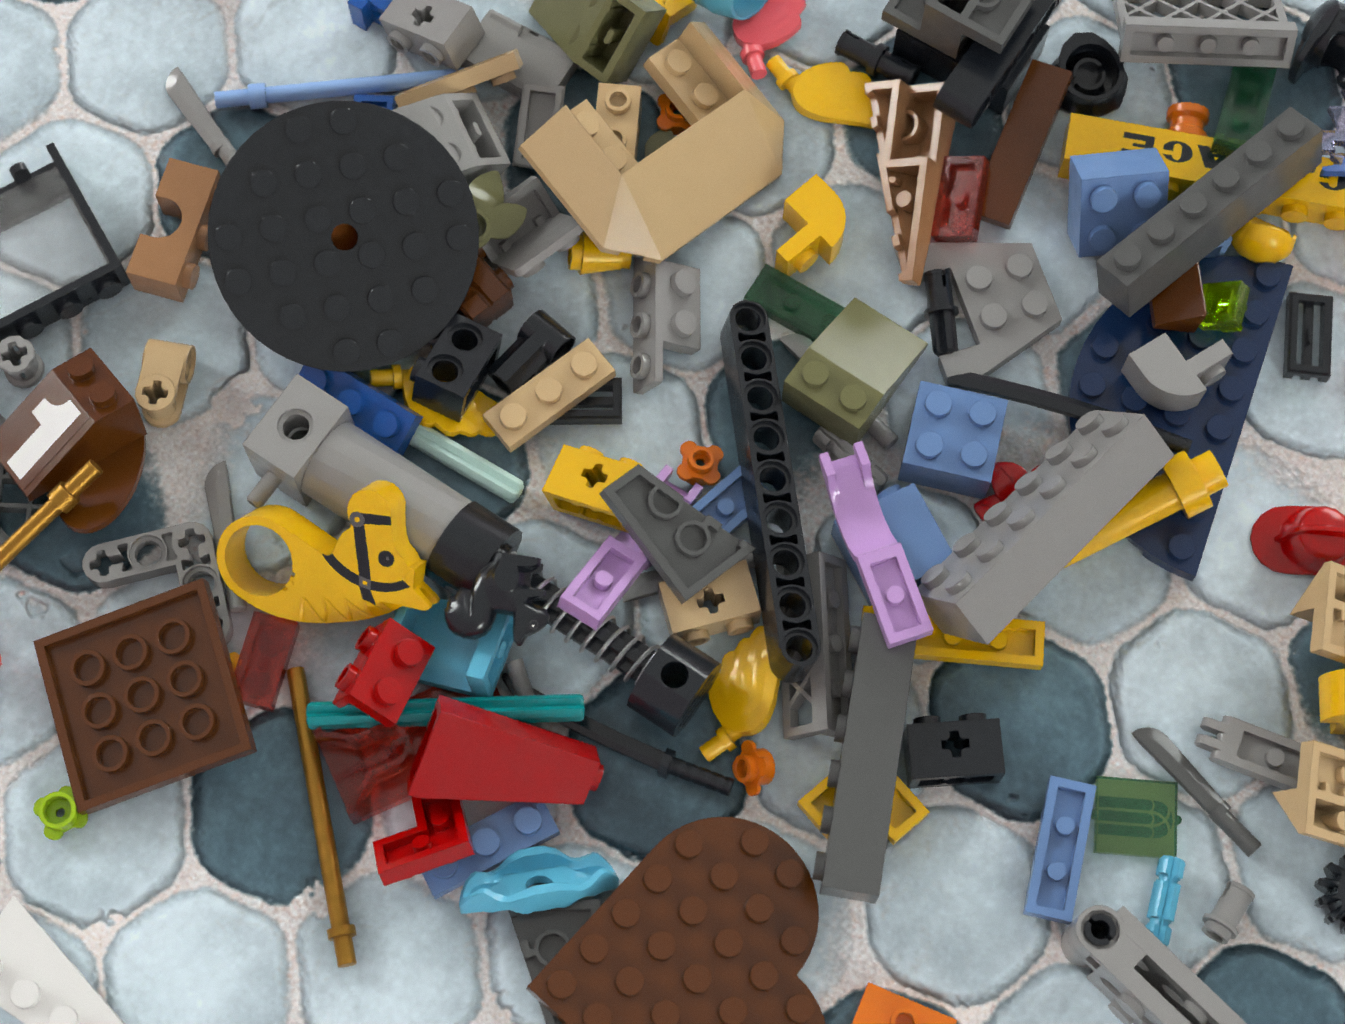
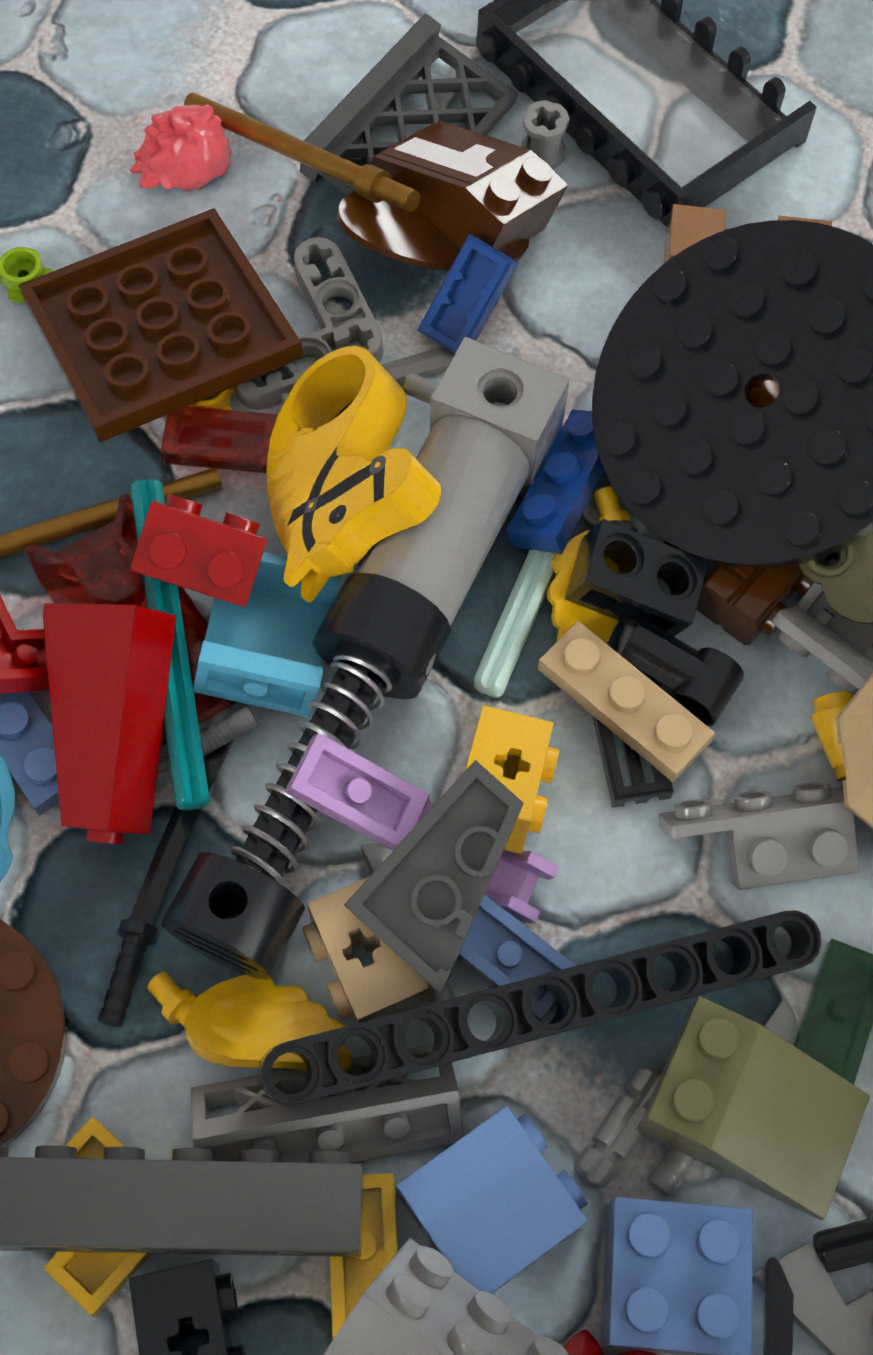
camera: 80 degrees right, 5 degrees down
(164, 381) = (558, 276): tan piece -> none
(174, 447) = (468, 294): none -> blue plate
(499, 588) = (318, 659): black animal -> none
(693, 473) = (557, 925): orange plate -> none
(753, 767) = (139, 1048): orange plate -> none
(874, 548) = (460, 1168): lavender piece -> none

